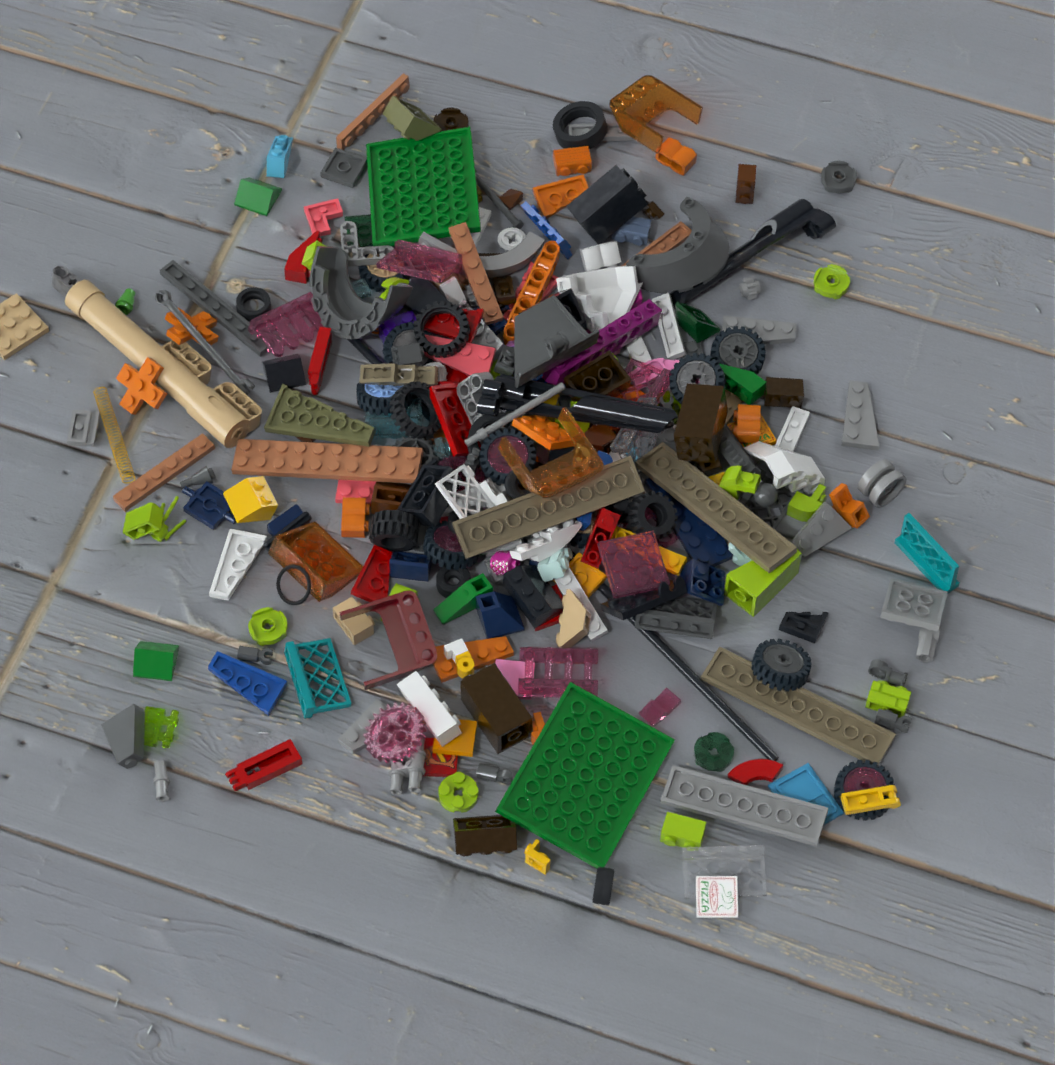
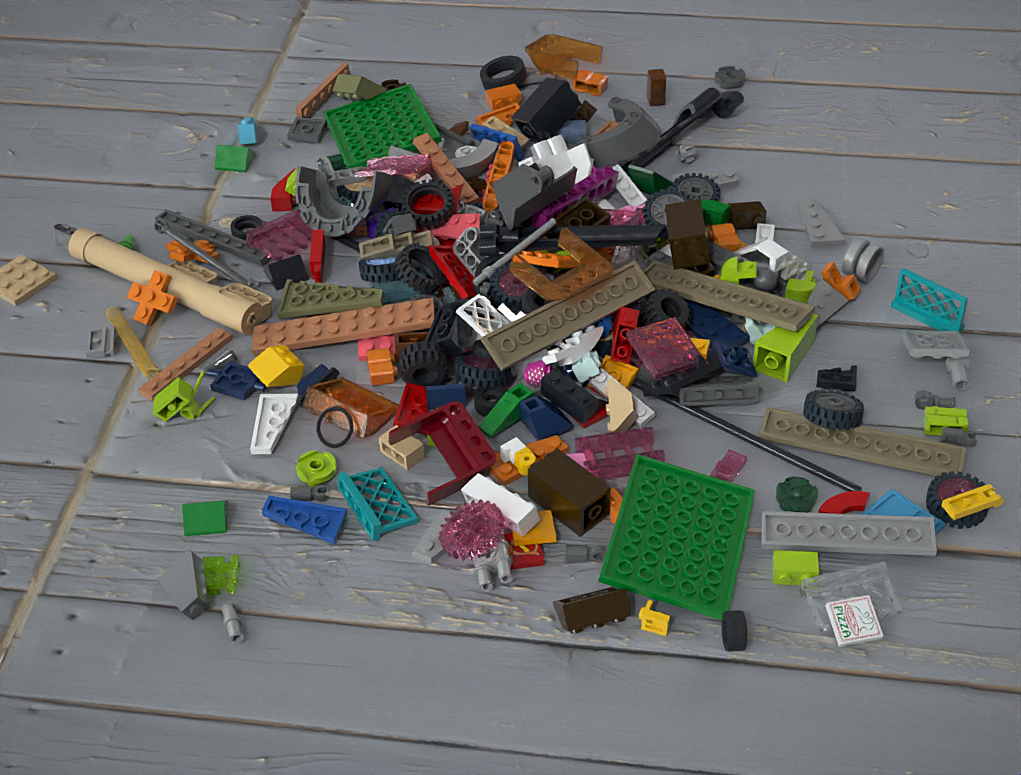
camera: 10 degrees left, 15 degrees down
(271, 764) = (345, 586): red hinge -> none
(319, 213) = (295, 159): coral plate -> none
(455, 782) = (551, 567): lime plate -> none
(559, 219) = (496, 124): none -> tan plate
(831, 290) = (753, 140): lime plate -> none

